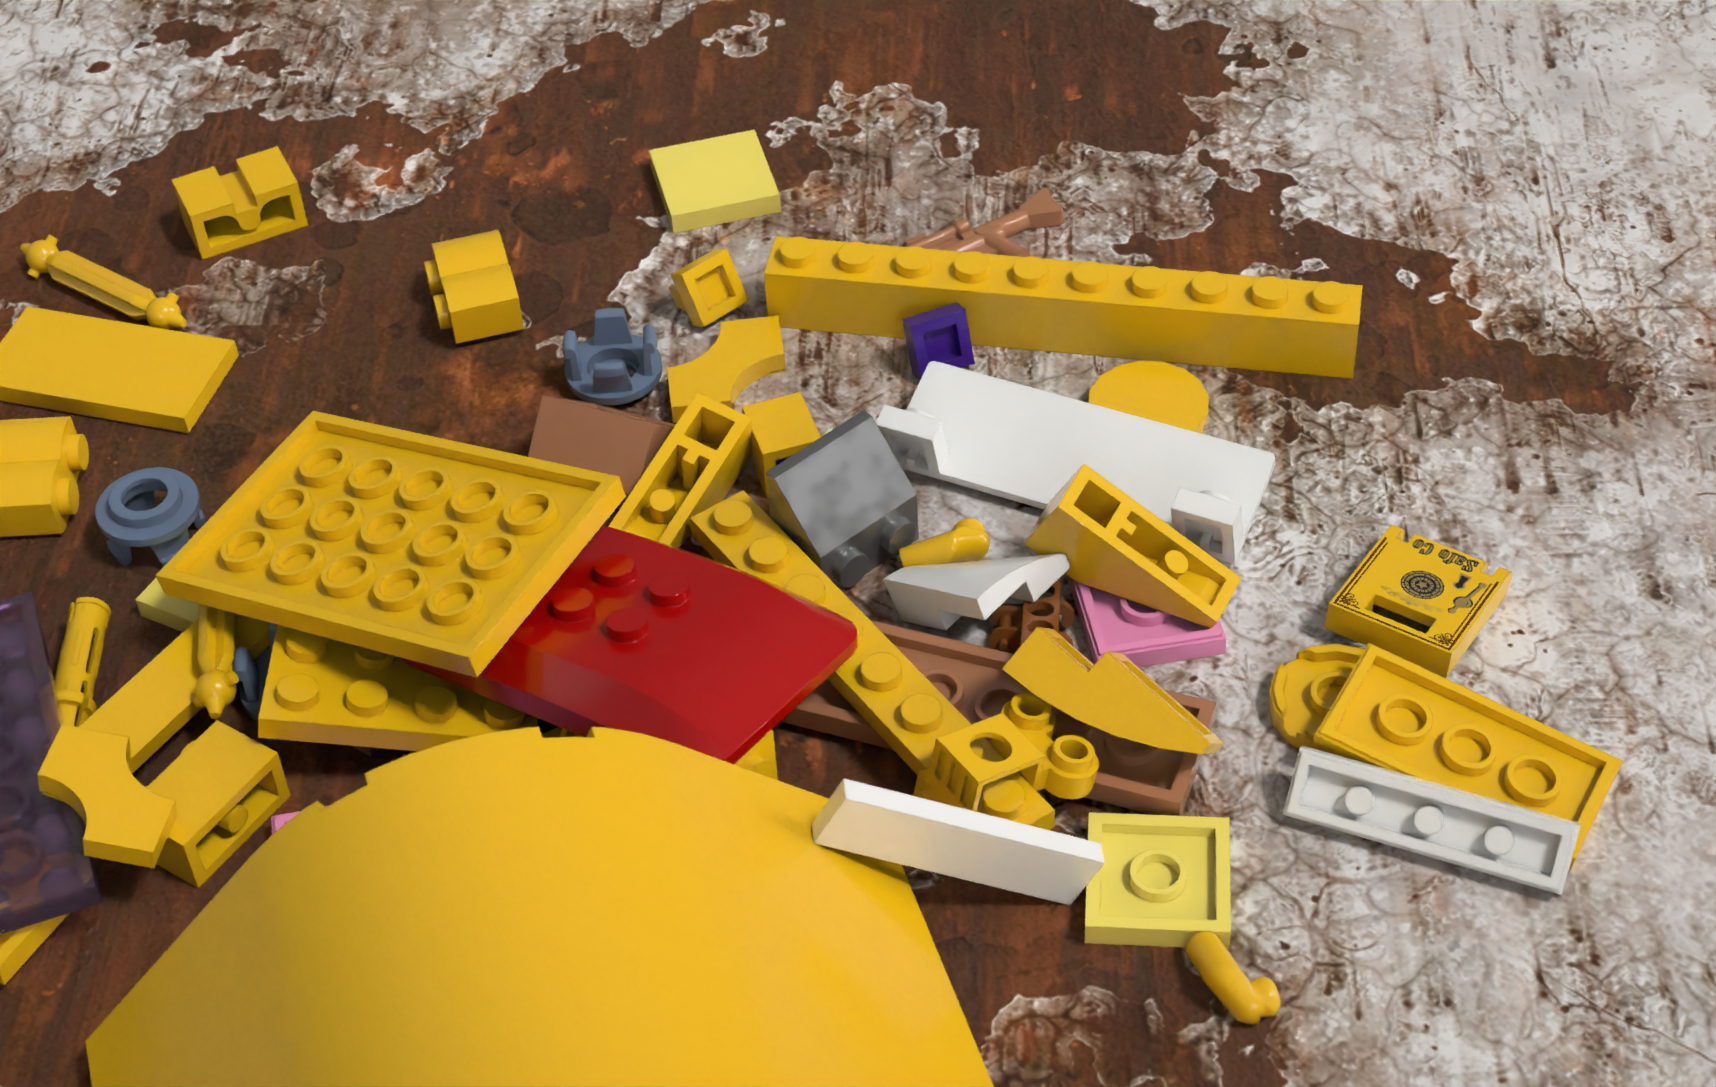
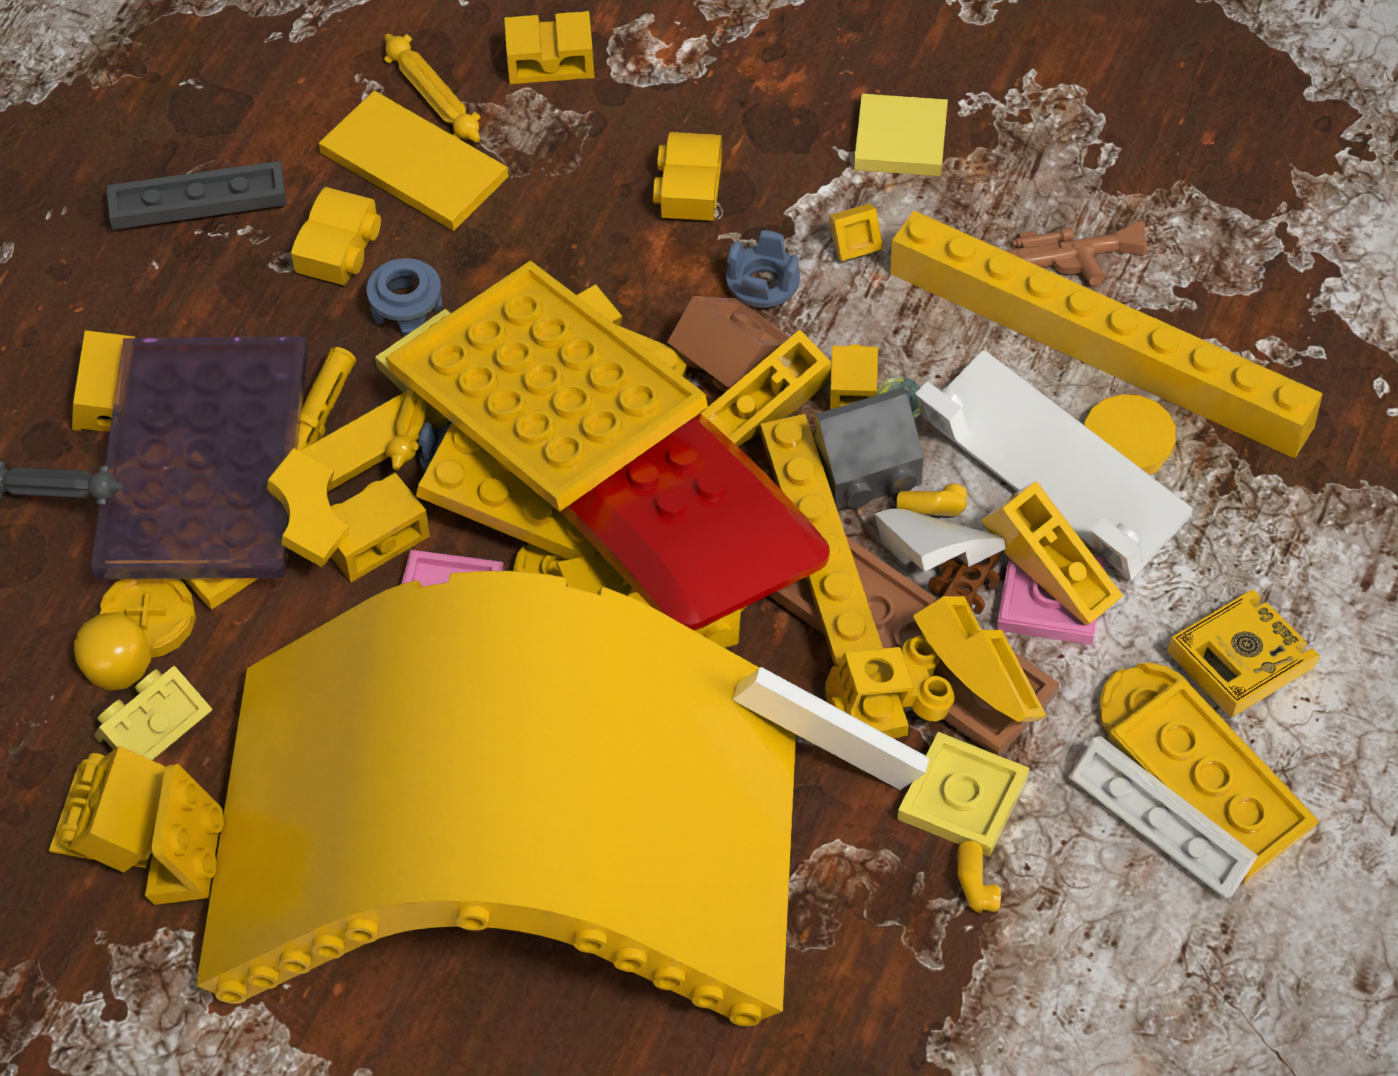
camera: 20 degrees right, 10 degrees up
(736, 359) = (859, 294): yellow tile -> none
(939, 337) = (1000, 331): dark purple plate -> none

